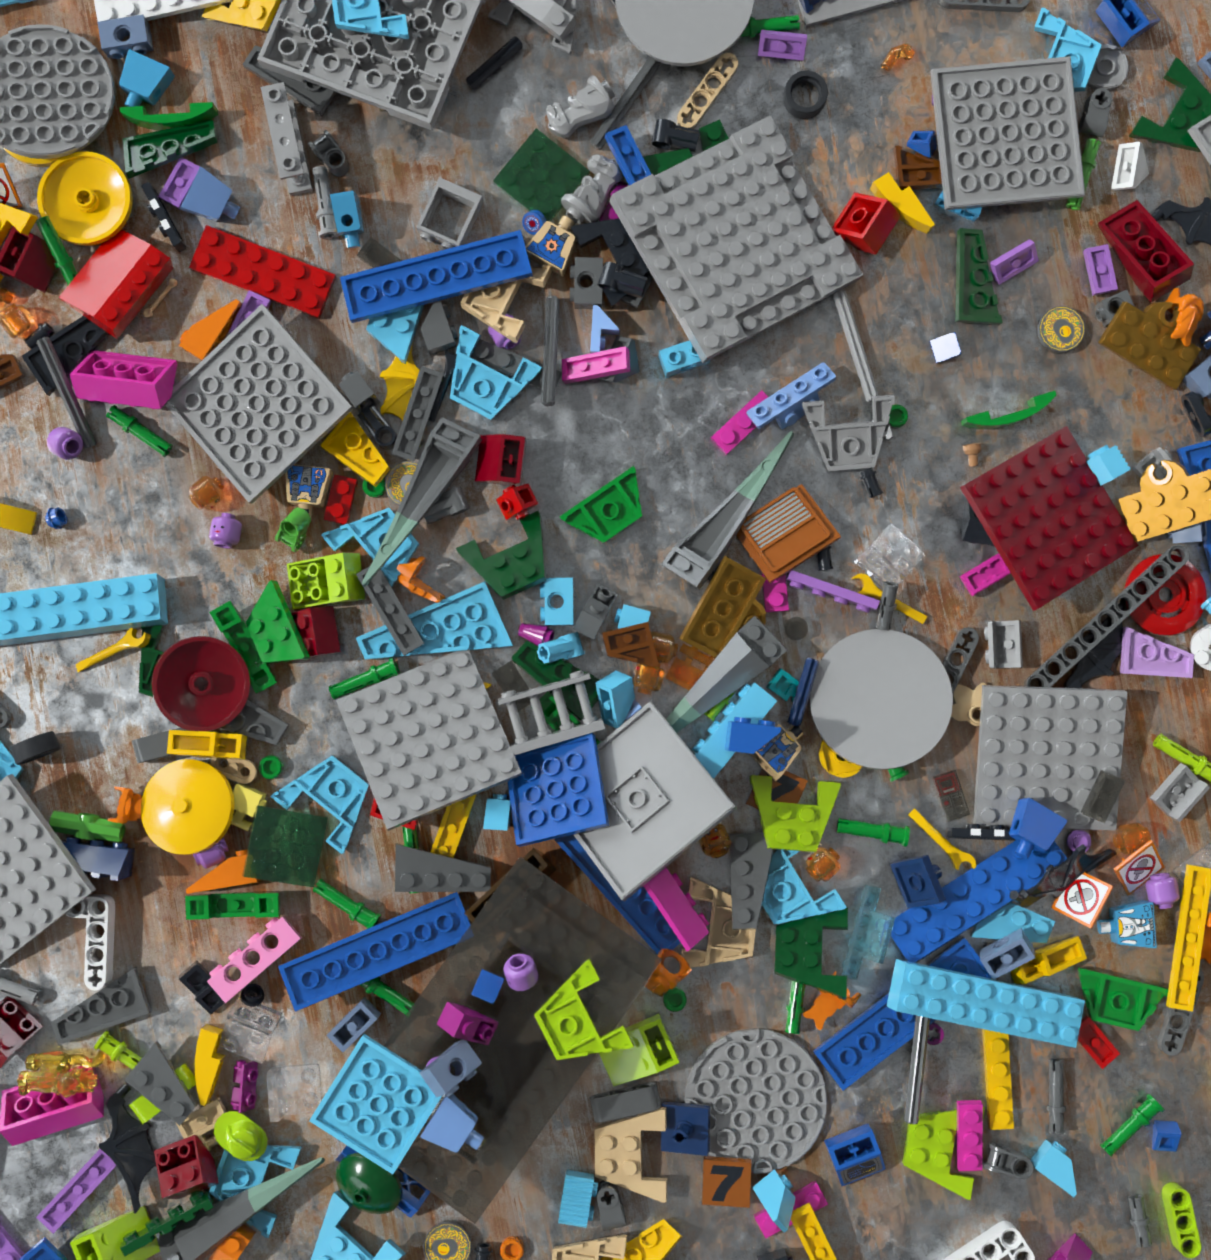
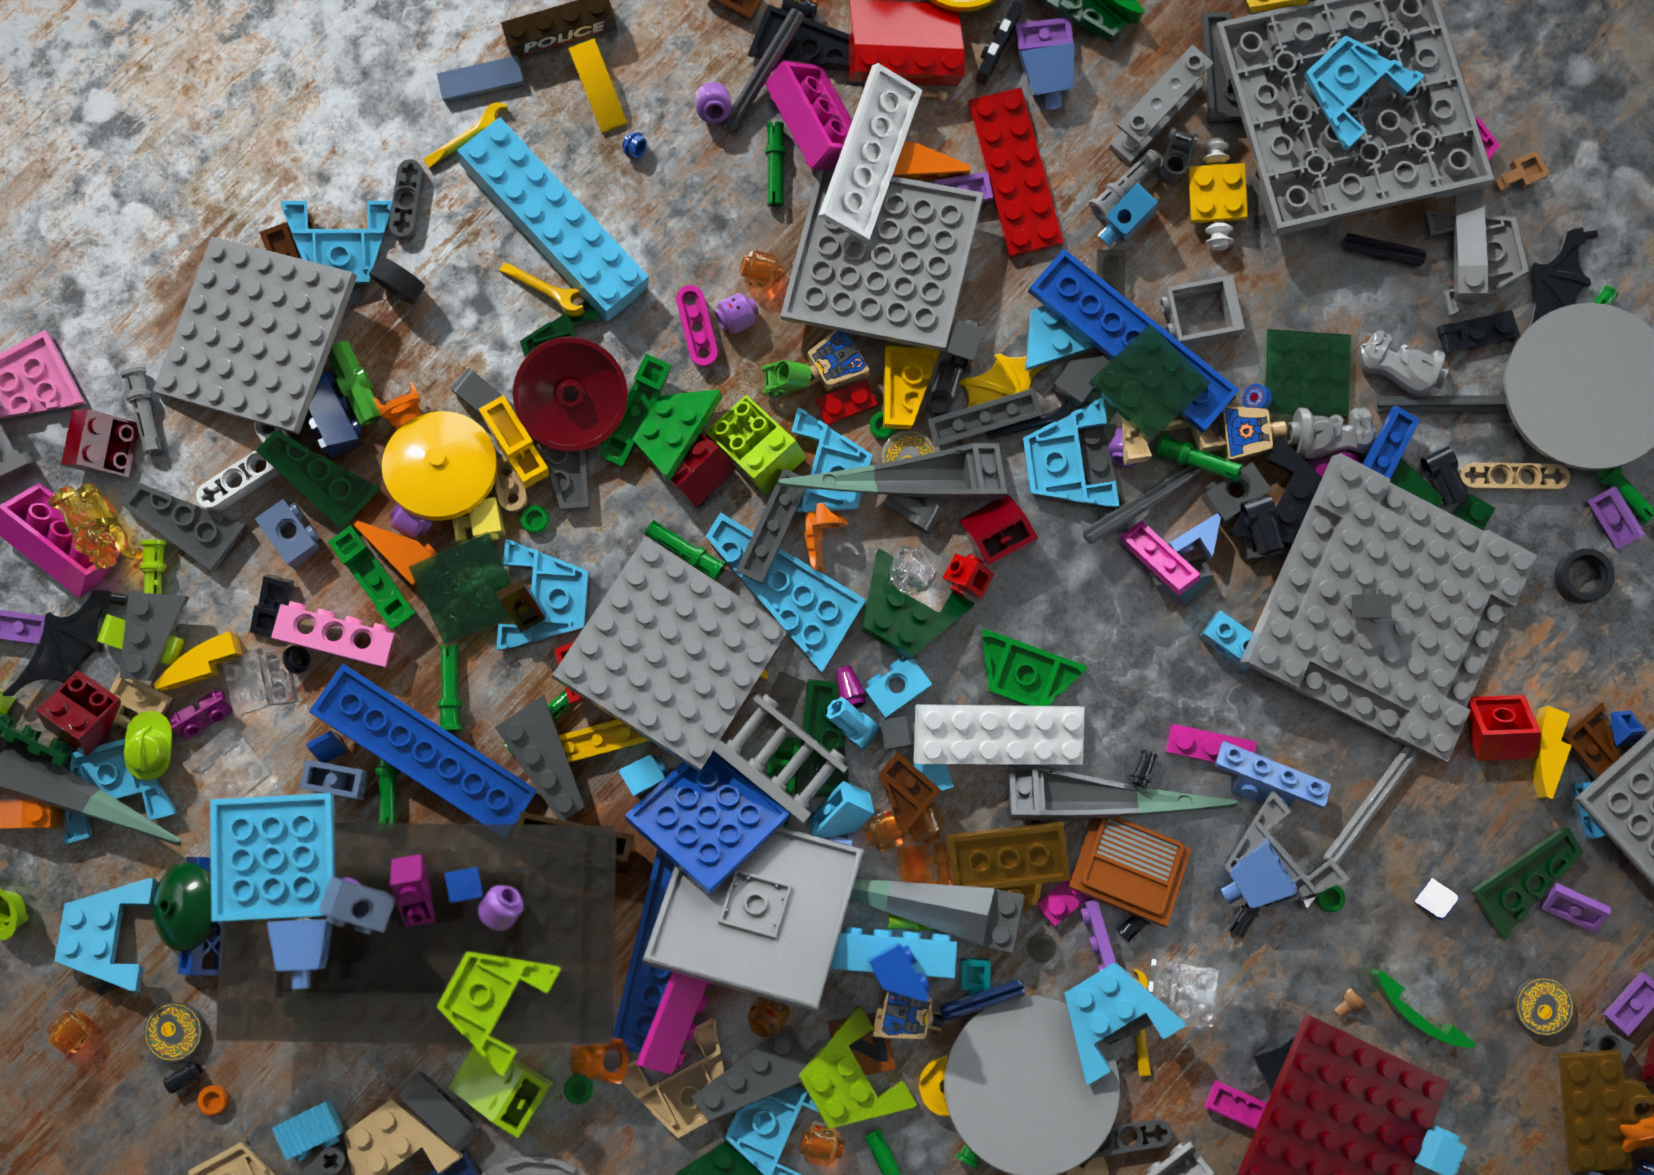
camera: 55 degrees right, 5 degrees down
(141, 895) = (324, 483): none -> dark green wing
(146, 941) = (275, 523): none -> sand blue brick
(178, 360) = (870, 152): none -> white plate
(205, 564) = (697, 315): none -> dark pink plate
(323, 817) = (521, 605): none -> dark brown slope
(327, 1014) = (327, 746): none -> blue slope
(375, 146) = (1217, 193): none -> yellow plate
(473, 286) = (1149, 383): none -> clear green plate
(489, 539) = (910, 574): none -> clear helmet
(538, 297) = (1186, 454): none -> green pin
(595, 42) = (1478, 332): none -> black plate
(637, 557) = (998, 734): none -> white plate
(727, 248) = (1371, 605): none -> dark grey plate
(727, 478) = (1143, 769): none -> black pin
(852, 453) = (1259, 878): none -> medium blue torso
(863, 613) = (1107, 1004): none -> medium azure wing

